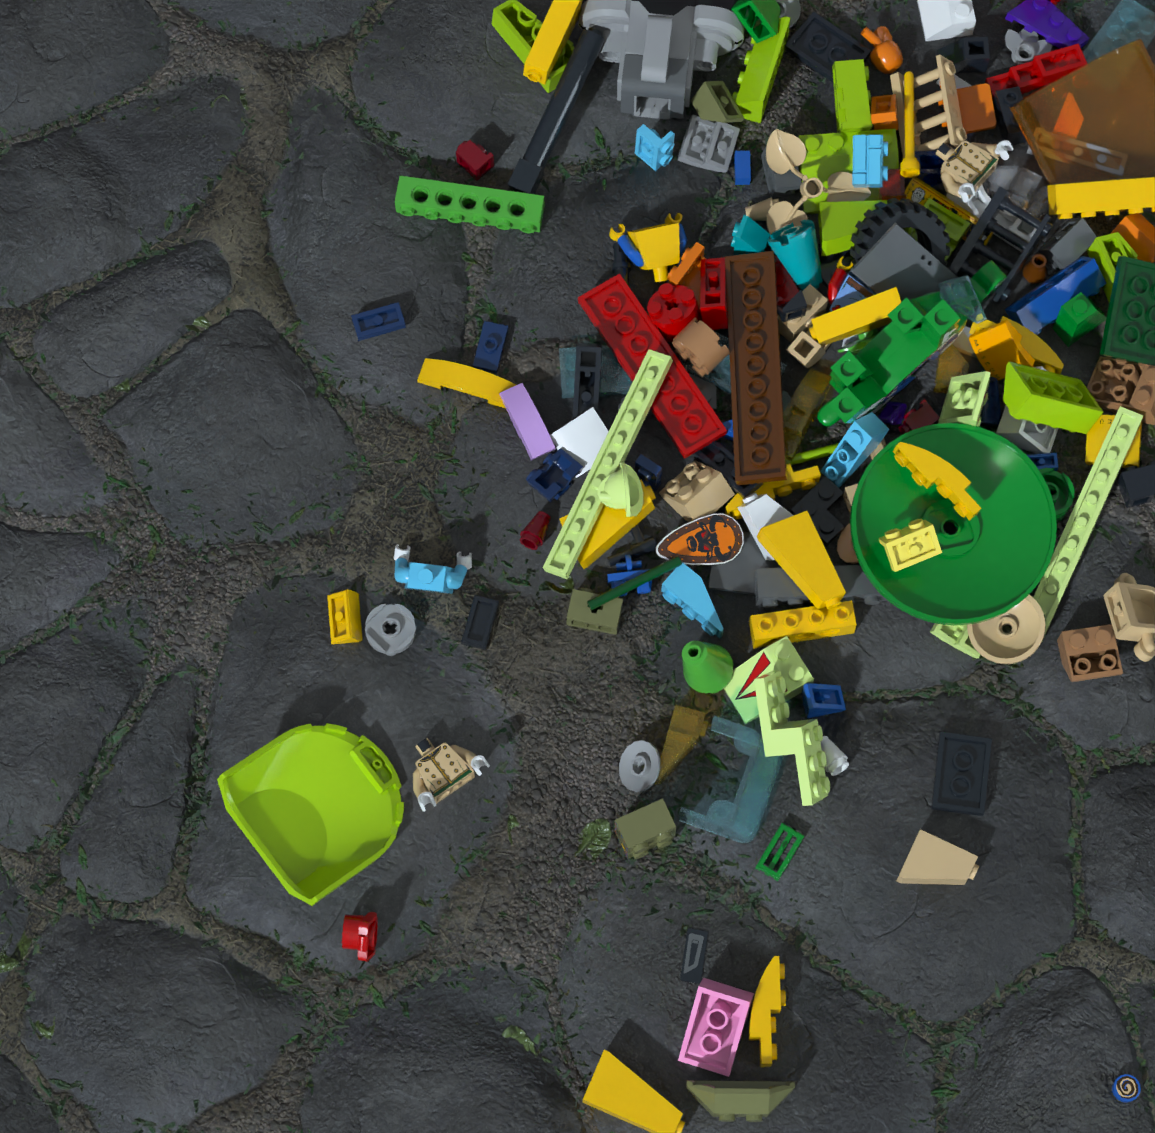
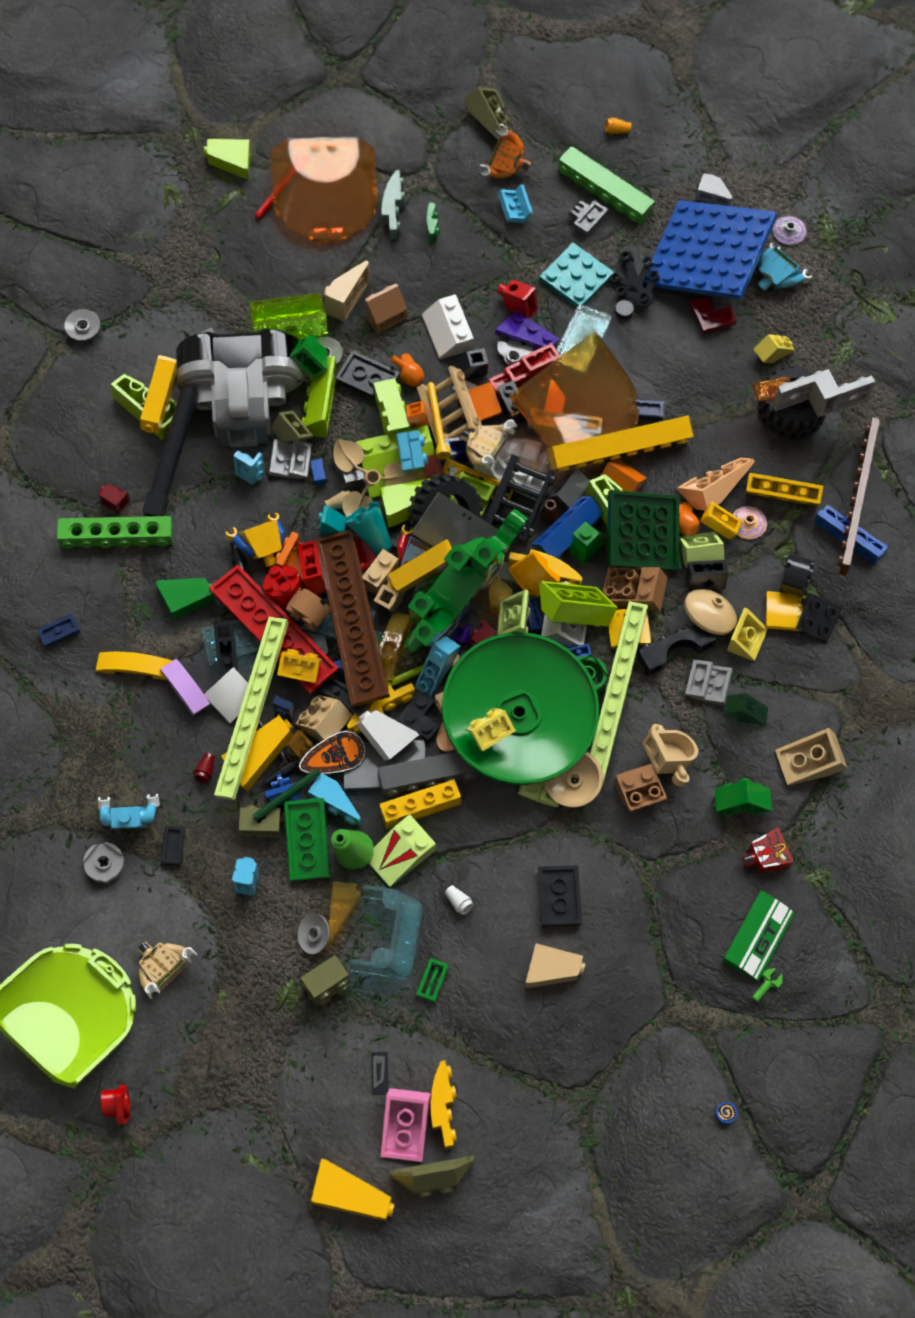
camera: 15 degrees left, 5 degrees down
(344, 617) = (66, 860): yellow slope -> none
(490, 347) = (148, 635): dark blue plate -> none
(545, 302) = (184, 595): none -> green slope
(555, 476) = (213, 725): dark blue cylinder -> none
(566, 678) = (245, 876): none -> medium azure brick
(622, 491) = (266, 725): yellowish green helmet -> none
(650, 644) = (307, 839): none -> green tile
(660, 522) = (299, 745): none -> pearl gold slope
(677, 420) = (299, 666): none -> yellow bracket
(792, 737) = (427, 890): yellowish green bracket -> none
(793, 309) = (373, 569): black slope -> none
(804, 558) = (411, 752): yellow slope -> none
(822, 699) = (444, 858): blue slope -> none
(932, 469) = (496, 669): yellow slope -> none
(962, 298) = (498, 539): clear light blue wing -> none

